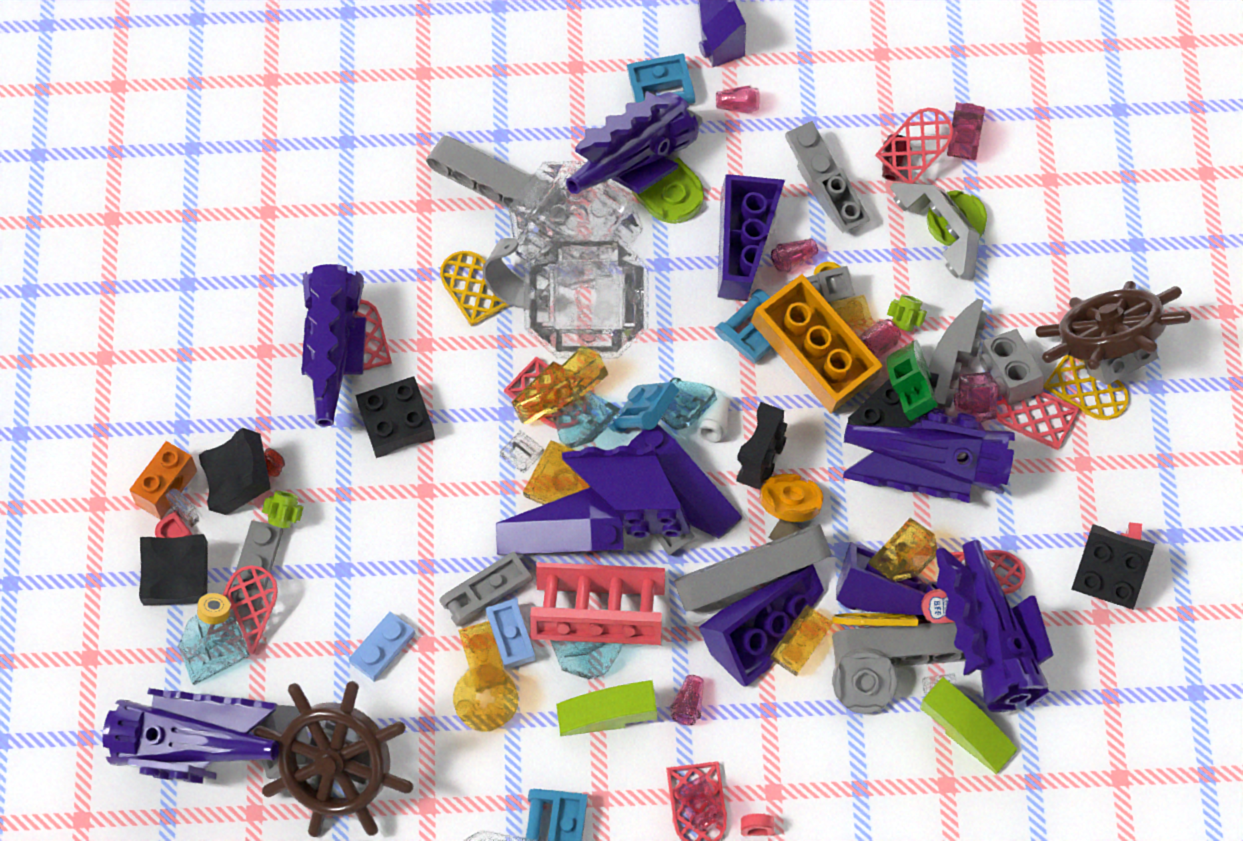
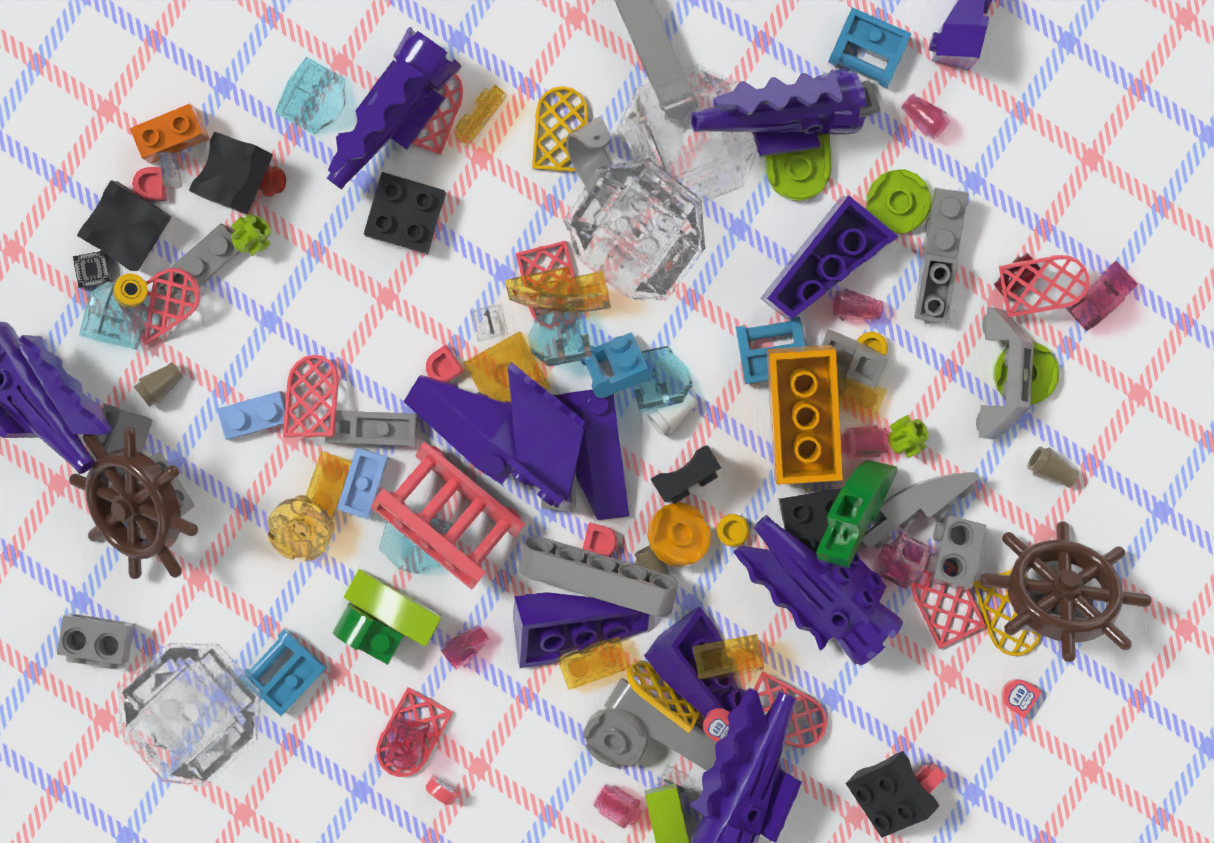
camera: 25 degrees right, 25 degrees up
(167, 625) = (92, 269): none -> tile
(260, 387) = (312, 97): none -> clear light blue slope
(284, 672) = (158, 384): none -> dark tan cone
(402, 300) = (488, 103): none -> clear yellow plate
(453, 608) = (287, 432): none -> coral window
(508, 505) = (443, 365): none -> coral tile
(594, 737) = (367, 634): none -> green brick
(731, 545) = (600, 539): none -> coral tile
(767, 160) = (899, 200): none -> lime tile
(830, 472) = (732, 530): none -> yellow tile
(909, 734) = (618, 806): none -> clear pink brick
(1030, 264) = (1050, 466): none -> dark tan cone
(1148, 439) = (1019, 696): none -> tile

